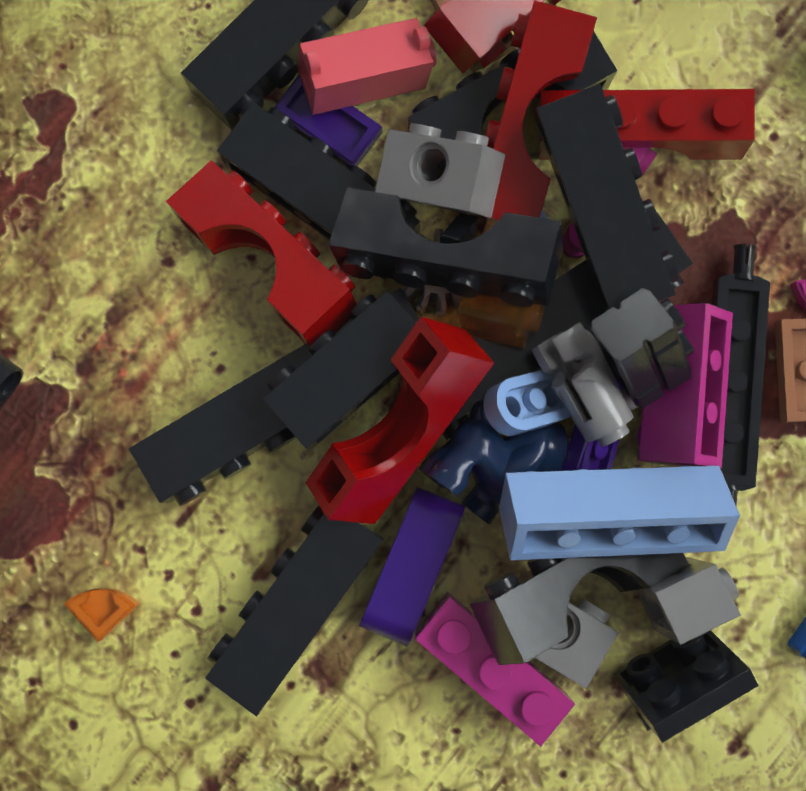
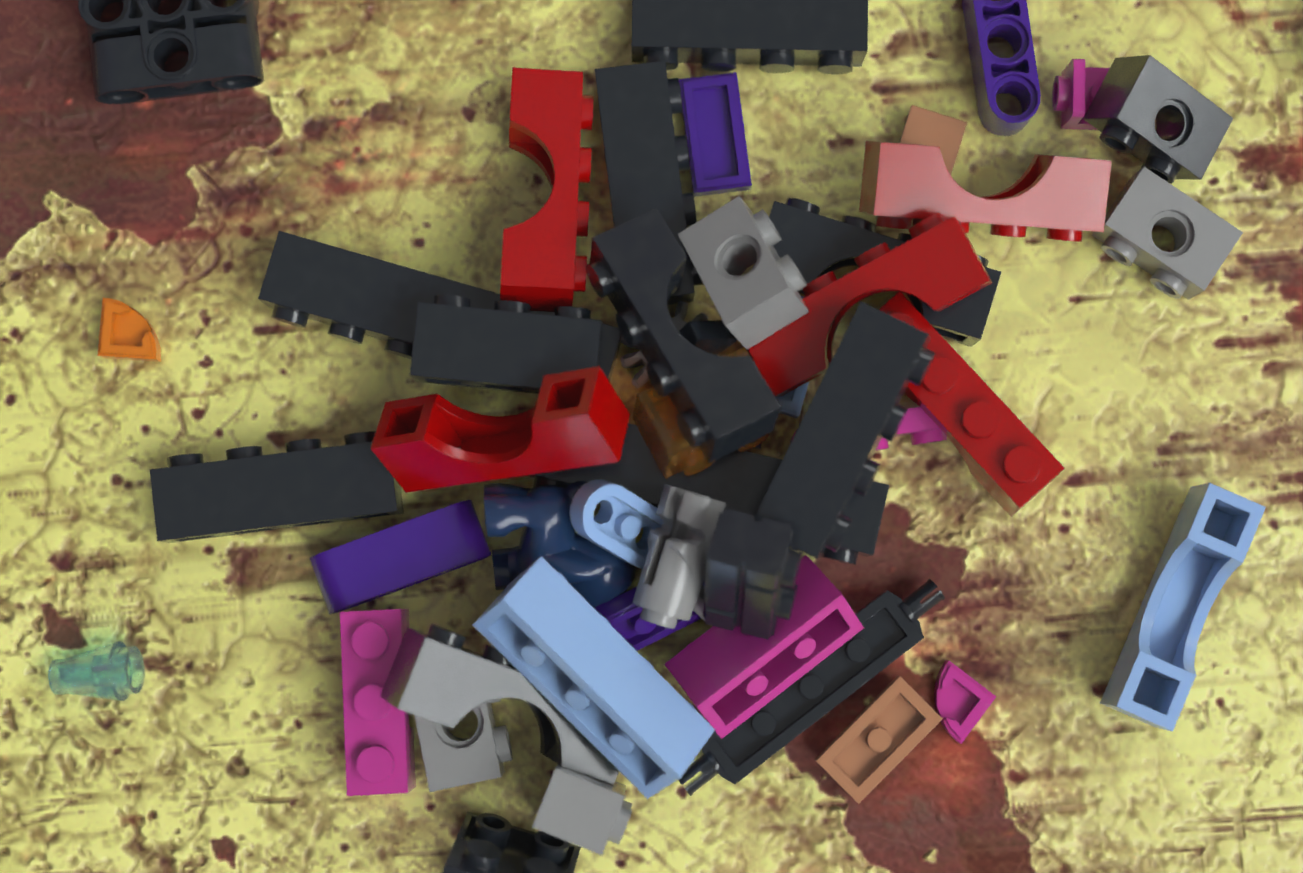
camera: 40 degrees right, 0 degrees up
(366, 65) = (788, 124): coral brick -> none

